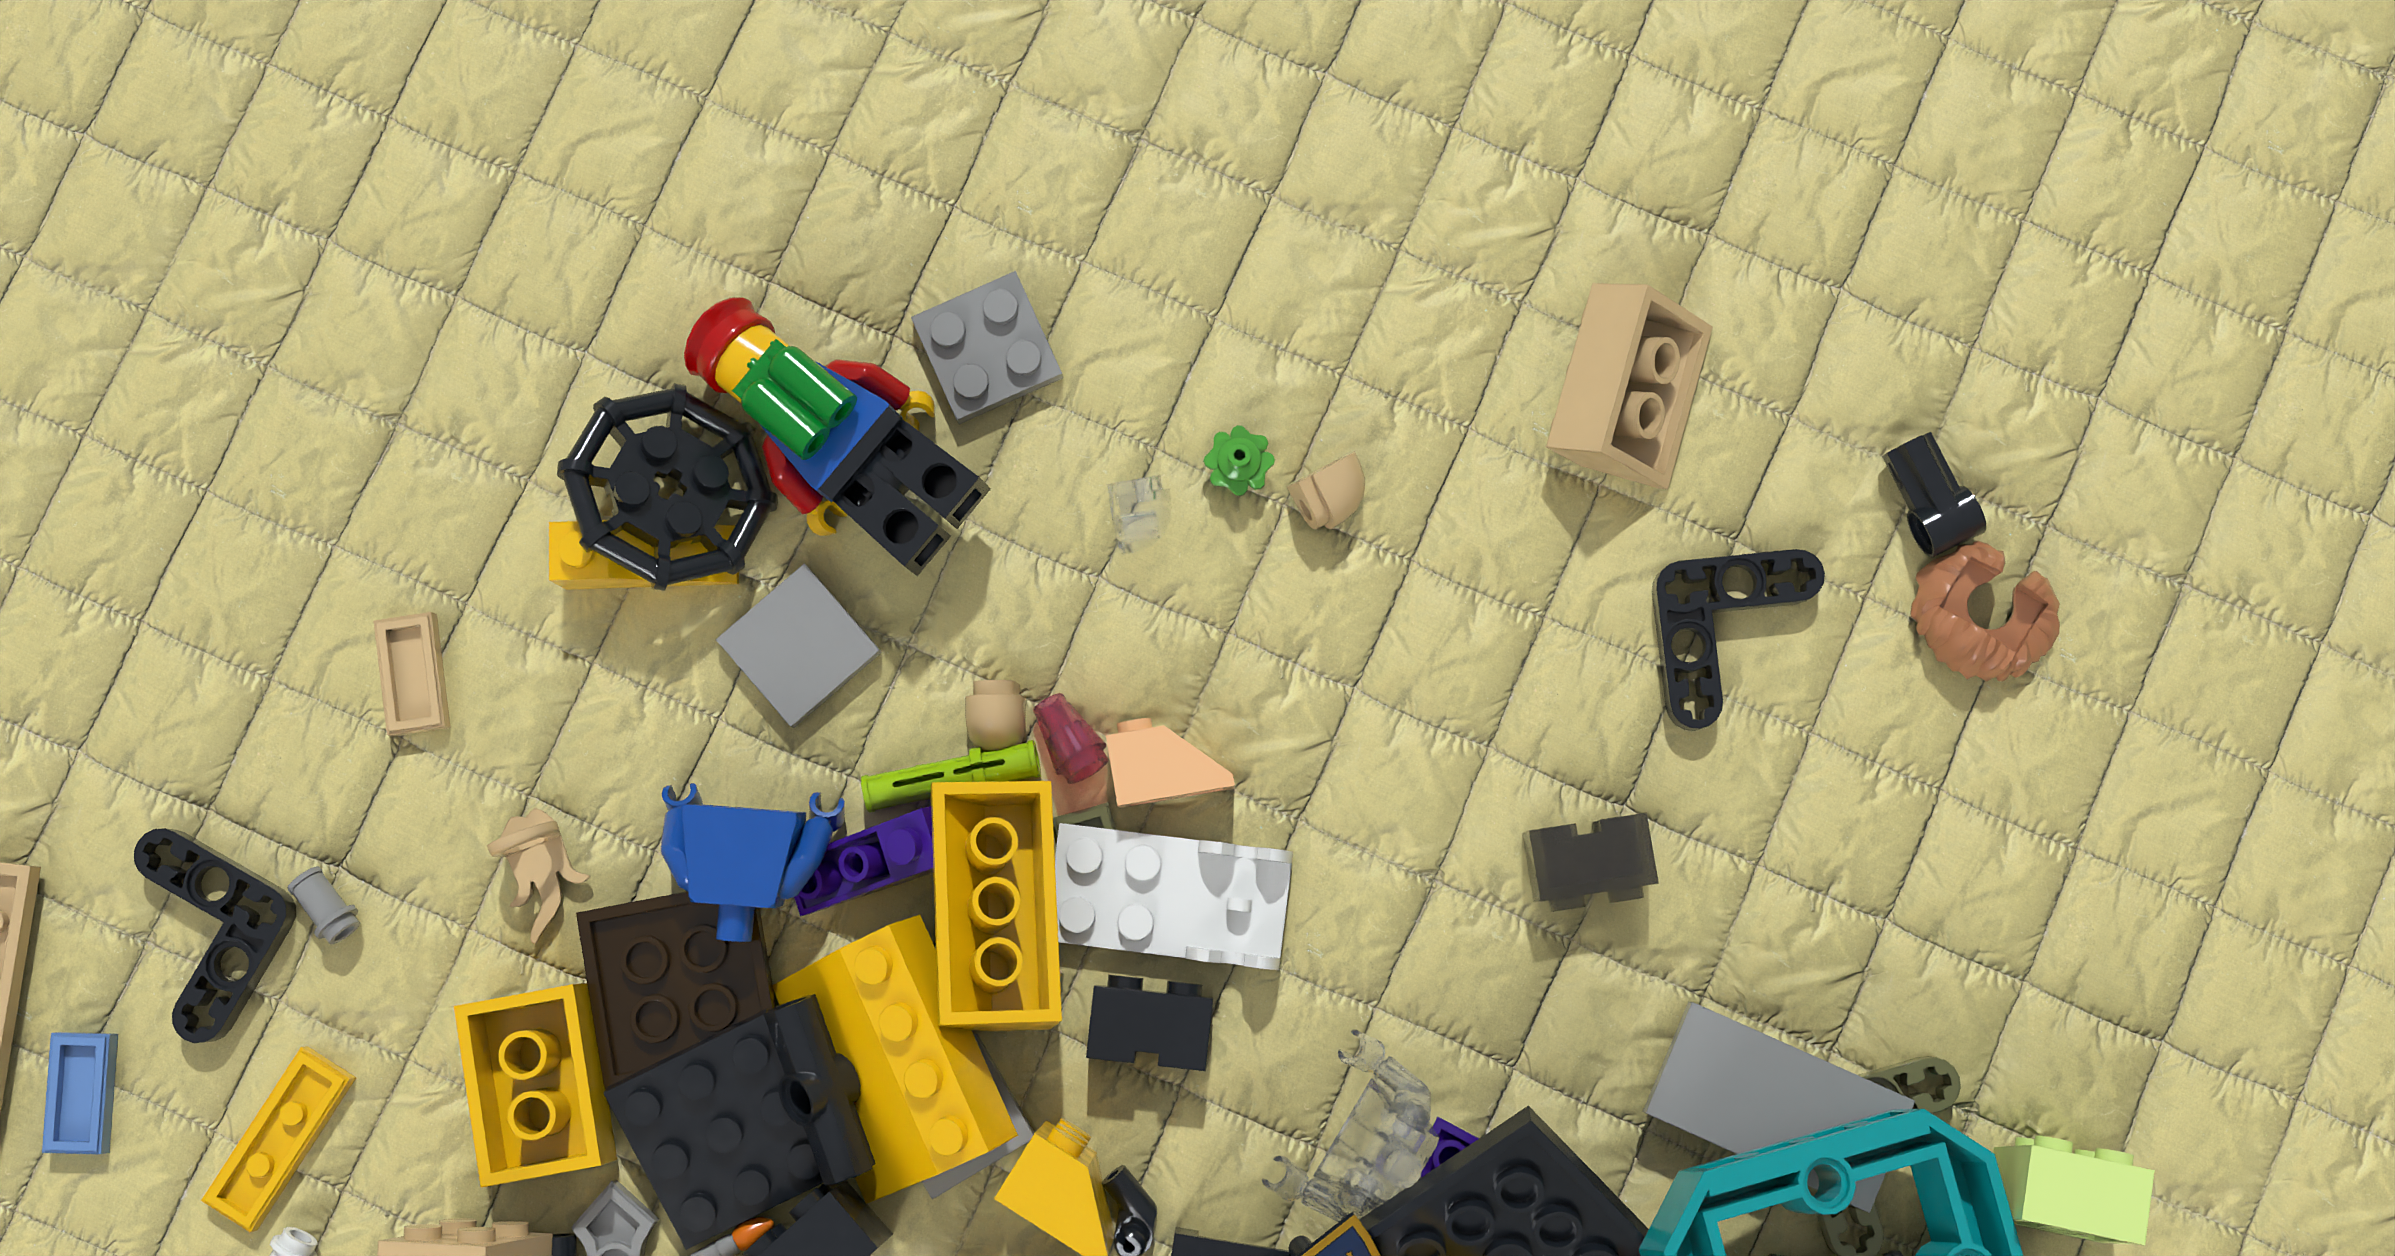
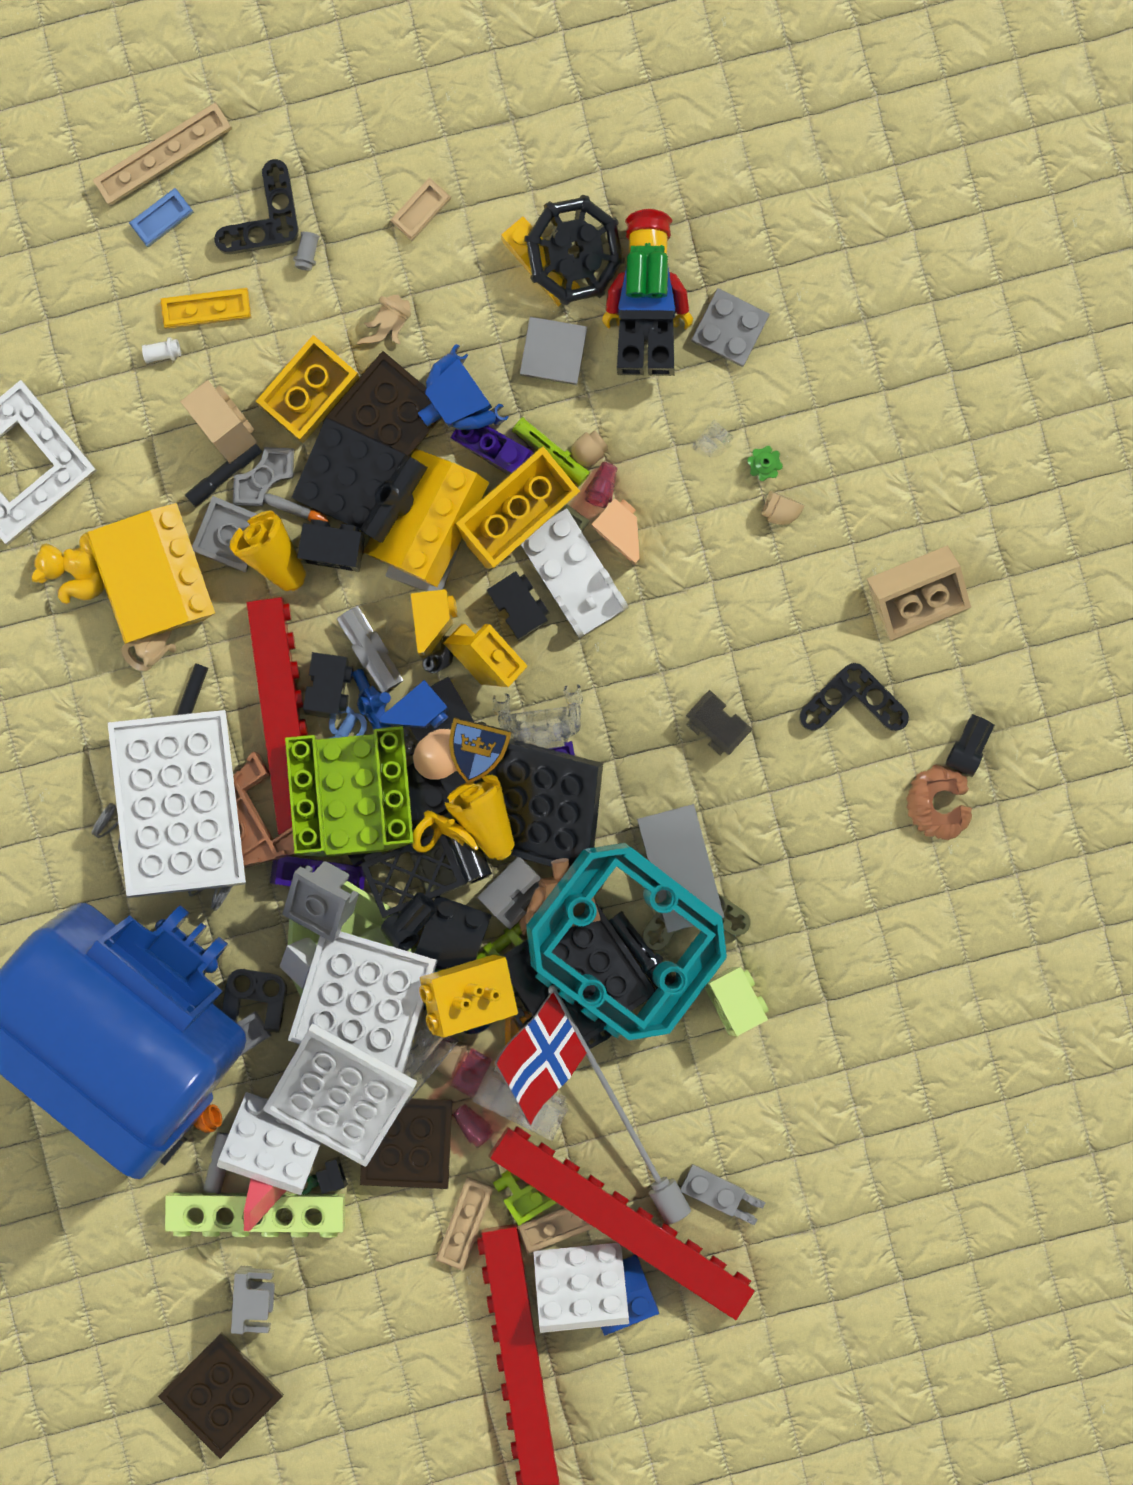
camera: 50 degrees right, 5 degrees up
(1192, 1147) = (485, 655): none -> yellow panel

